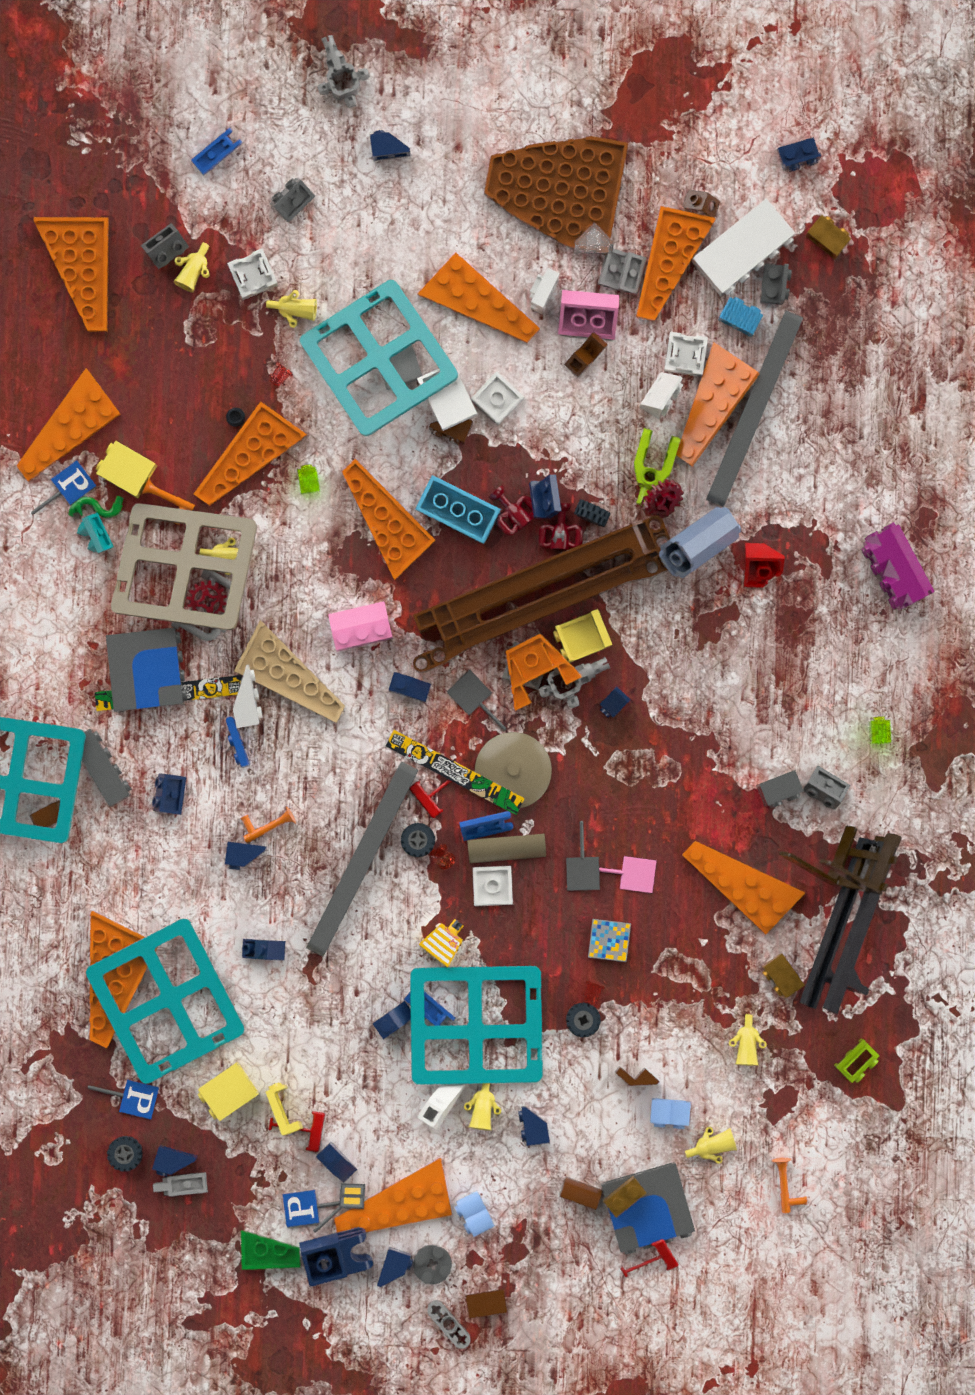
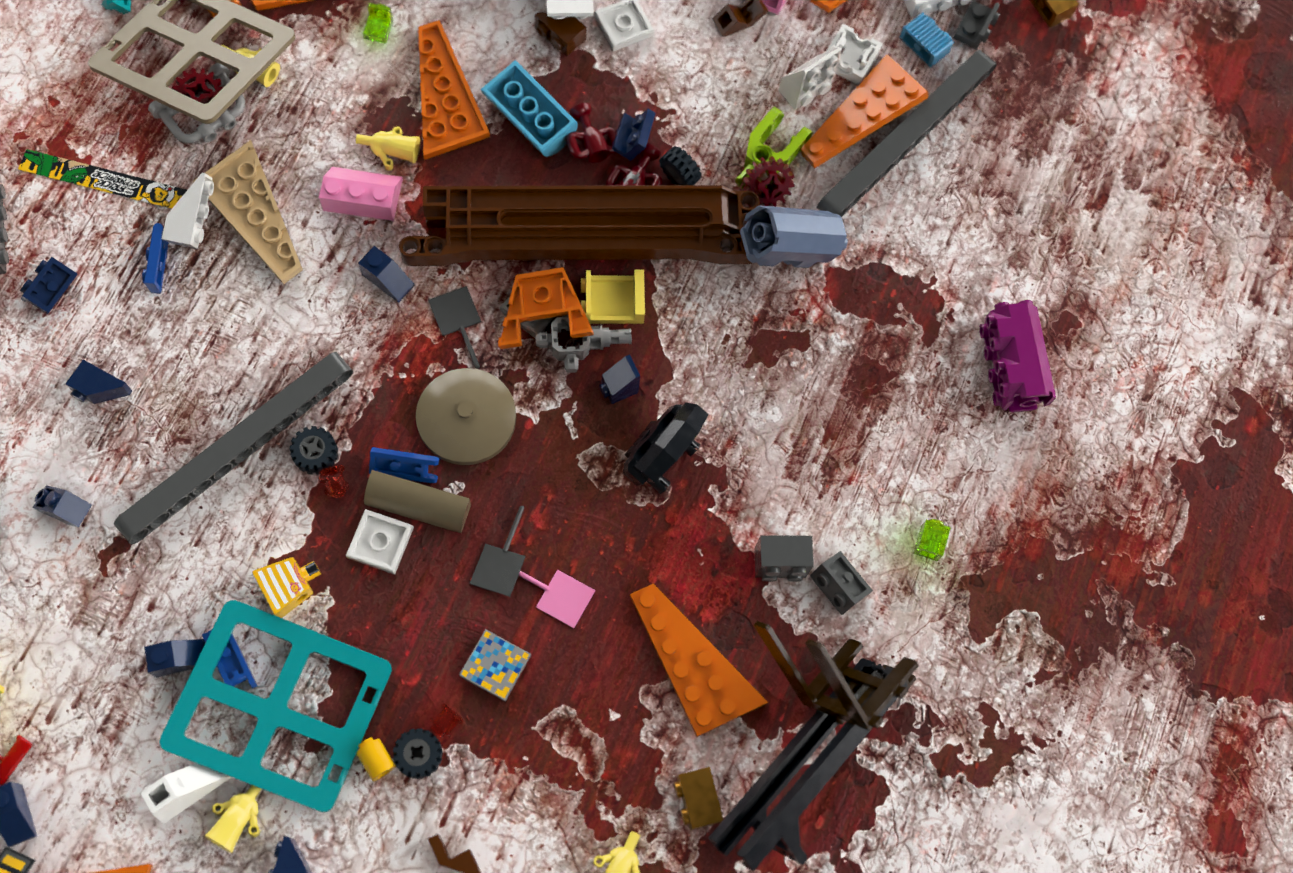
camera: 15 degrees right, 15 degrees down
(145, 669) = (94, 141): dark grey panel -> none
(256, 833) = (122, 368): orange piece -> none
(370, 579) = (392, 144): none -> light yellow piece
(425, 799) = (346, 409): red piece -> none
(455, 772) = (396, 391): sticker -> none
(556, 1034) = (375, 758): none -> yellow brick
(666, 742) = (664, 444): none -> black brick
(761, 565) = (855, 298): red slope -> none

